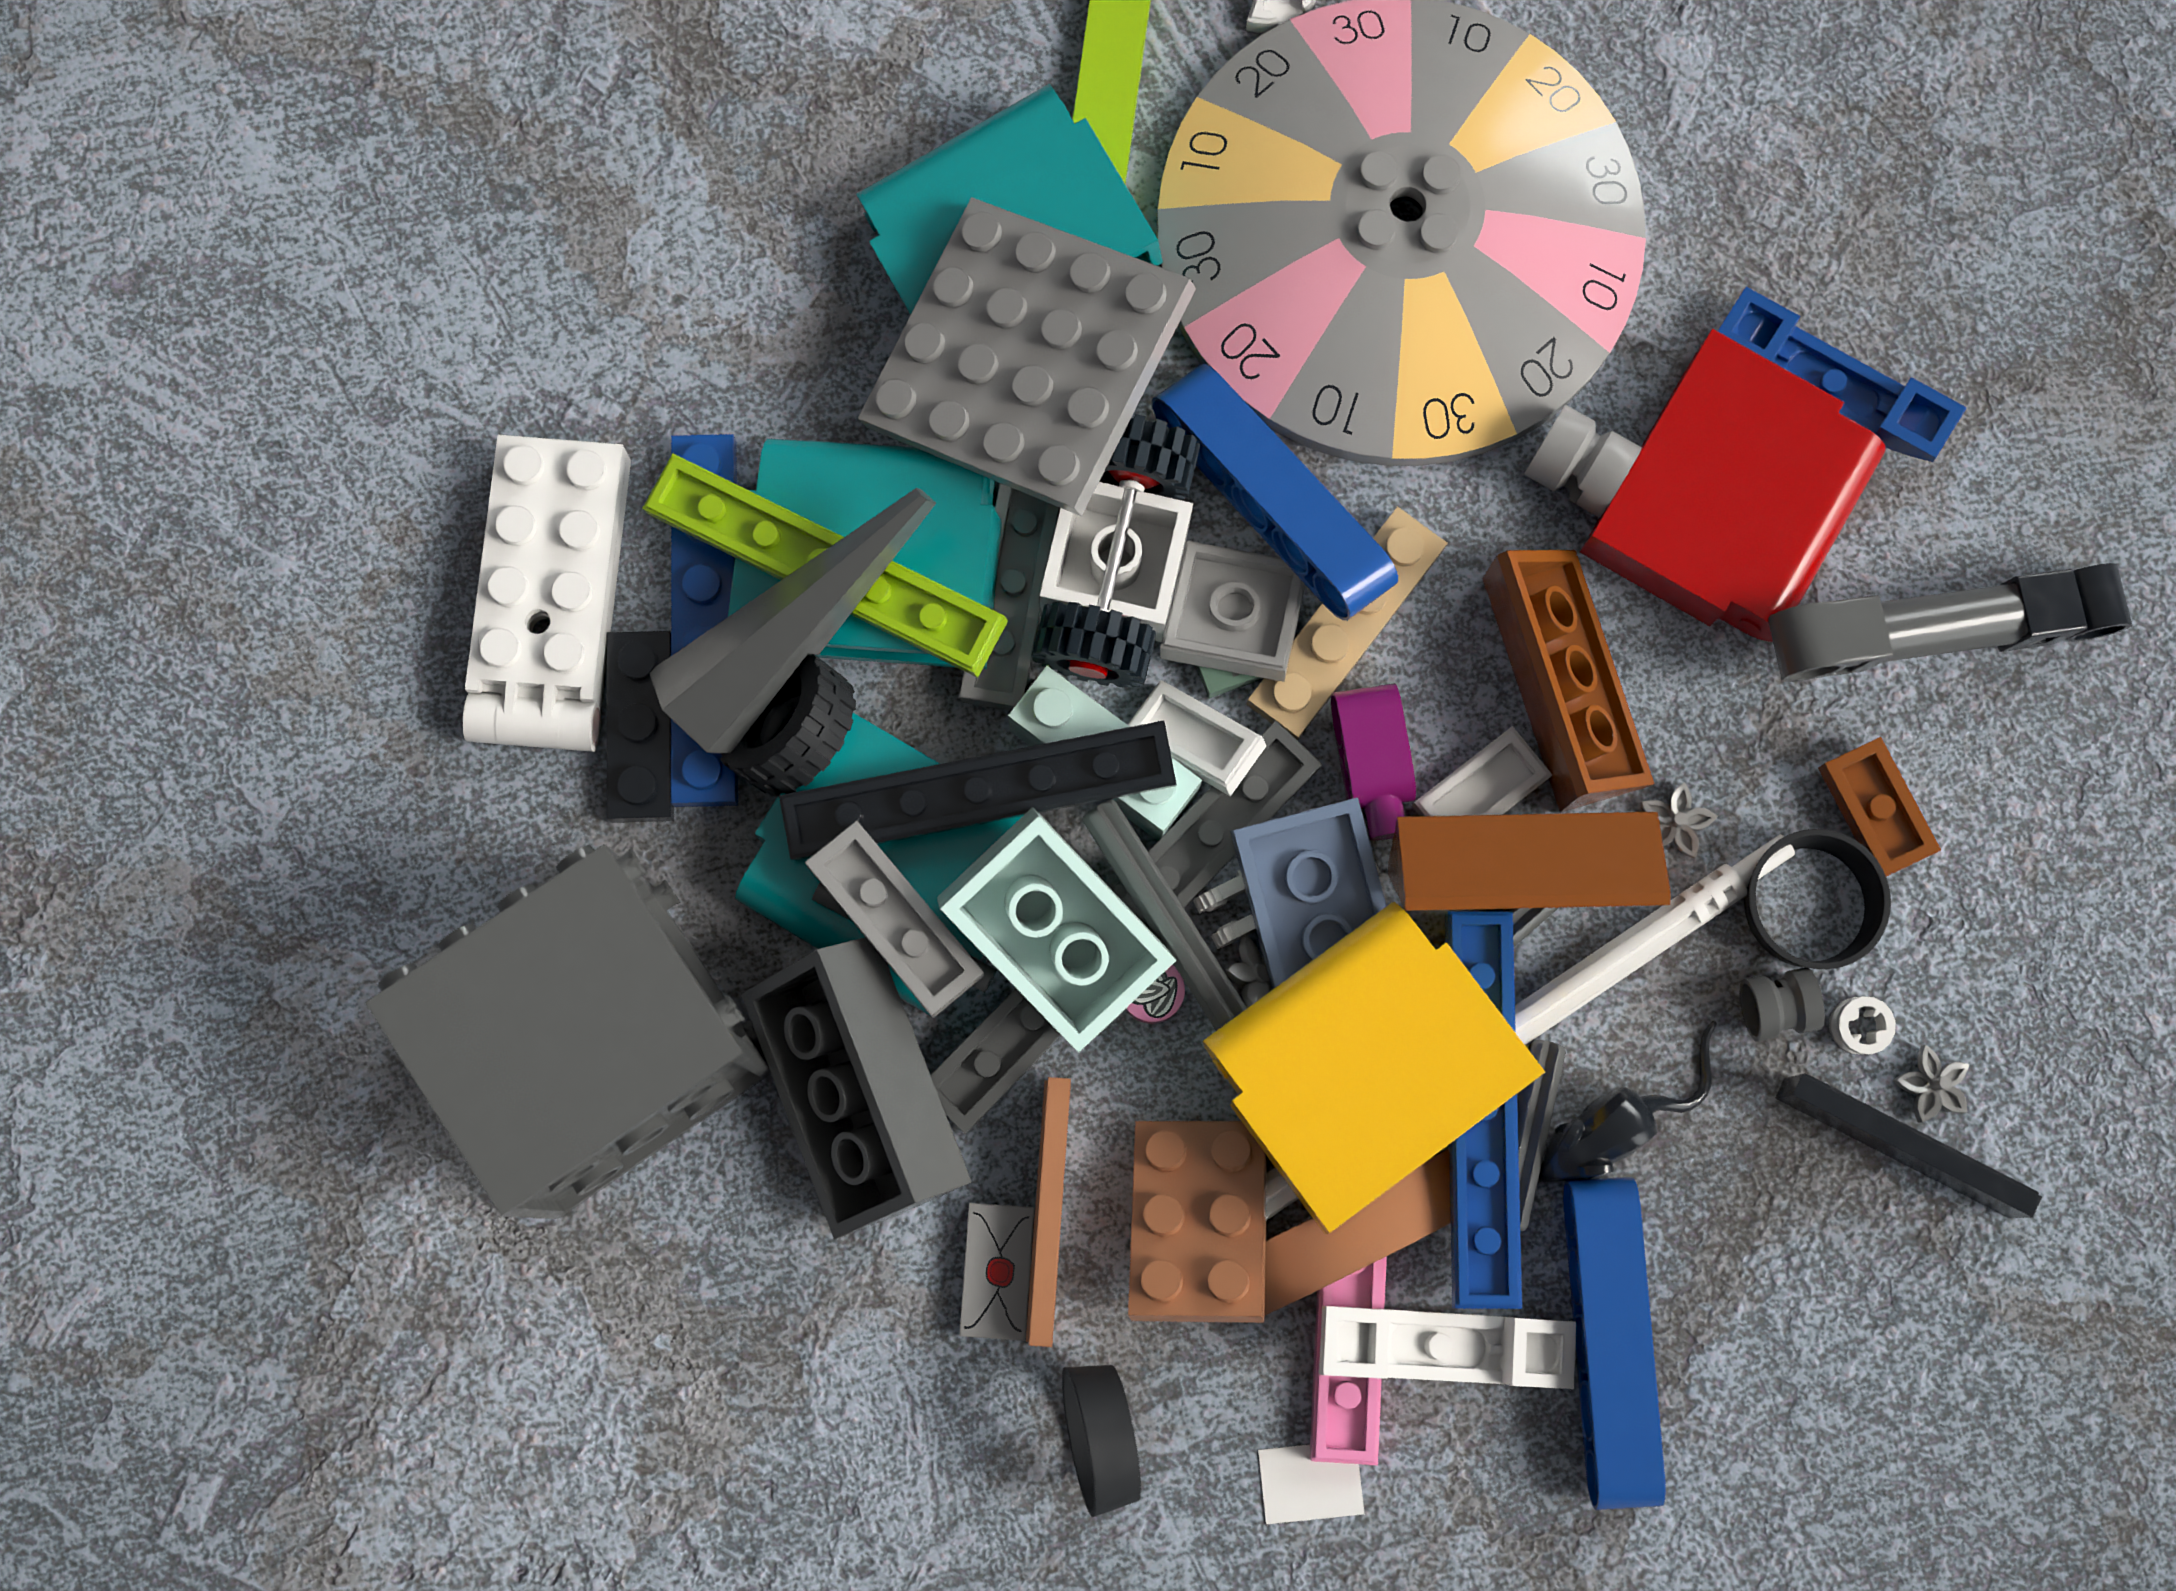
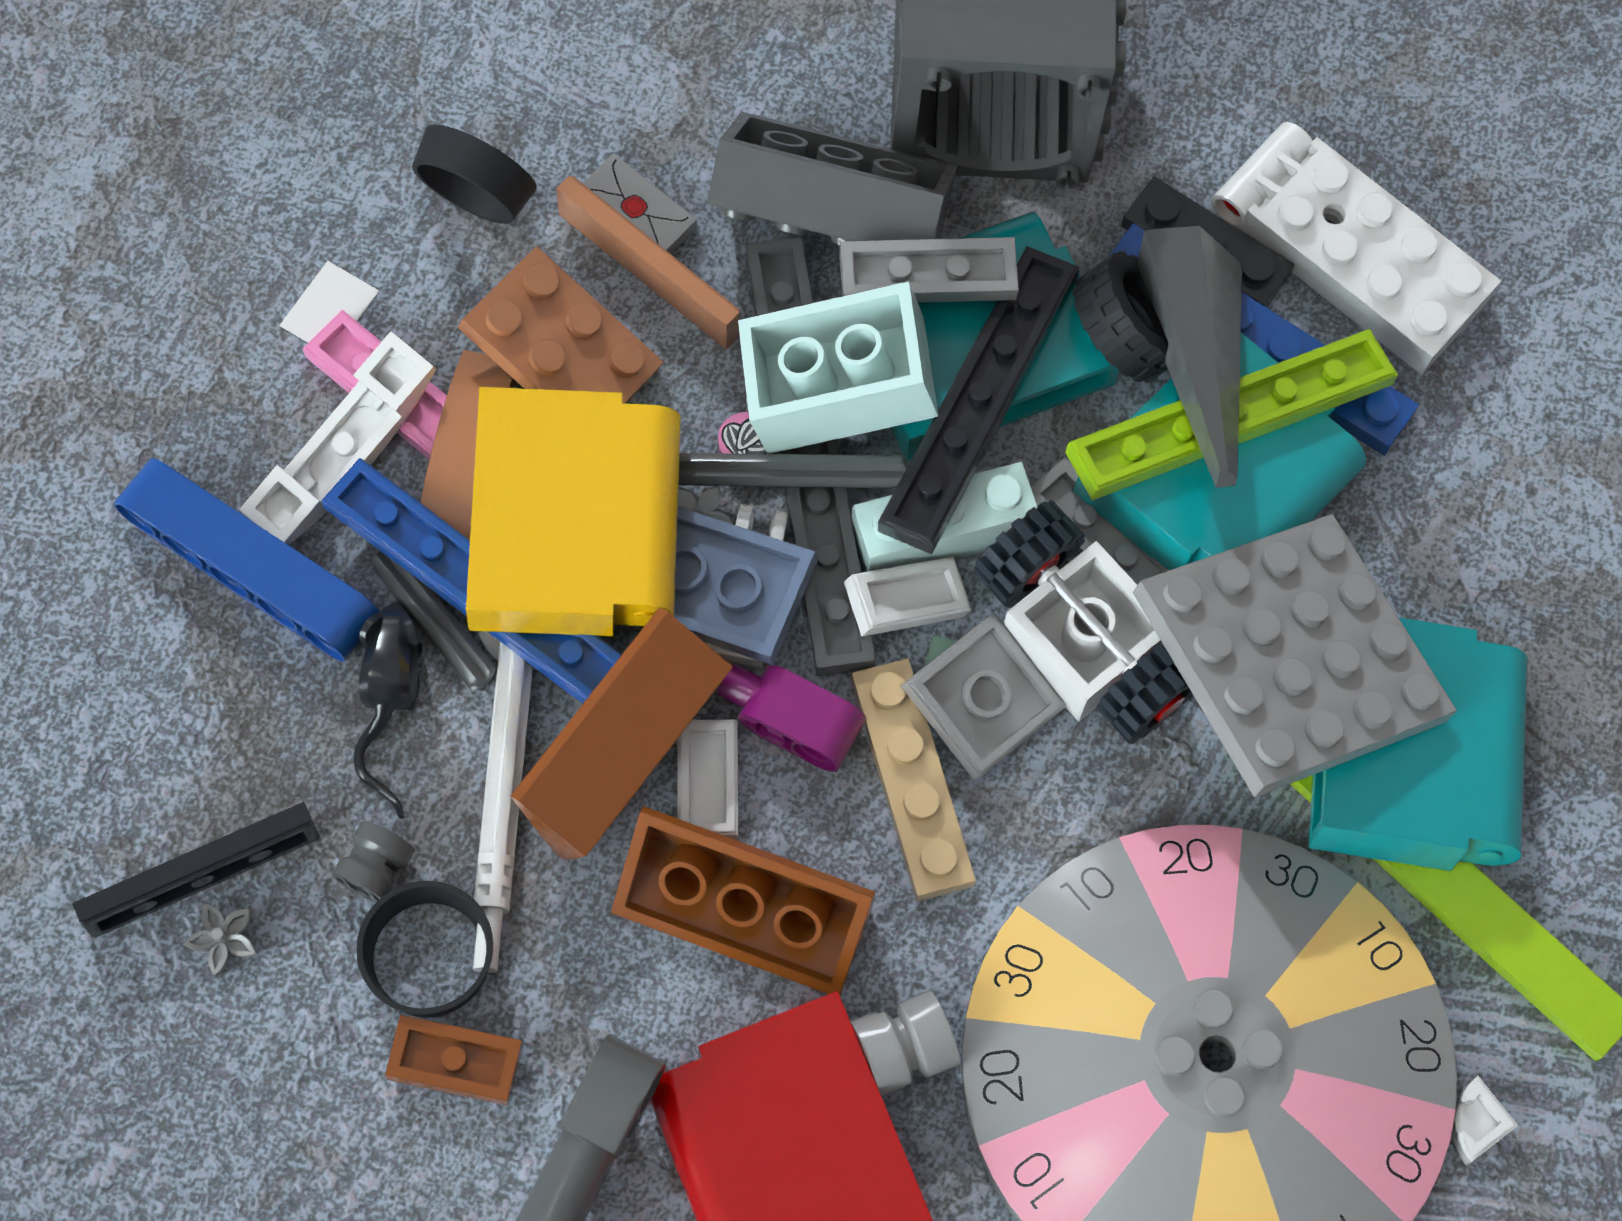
camera: 125 degrees right, 10 degrees down
(1277, 493) = (1055, 783): blue beam -> none
(1680, 822) = (569, 905): light grey plant -> none
(1848, 1011) = (325, 910): white bush -> none

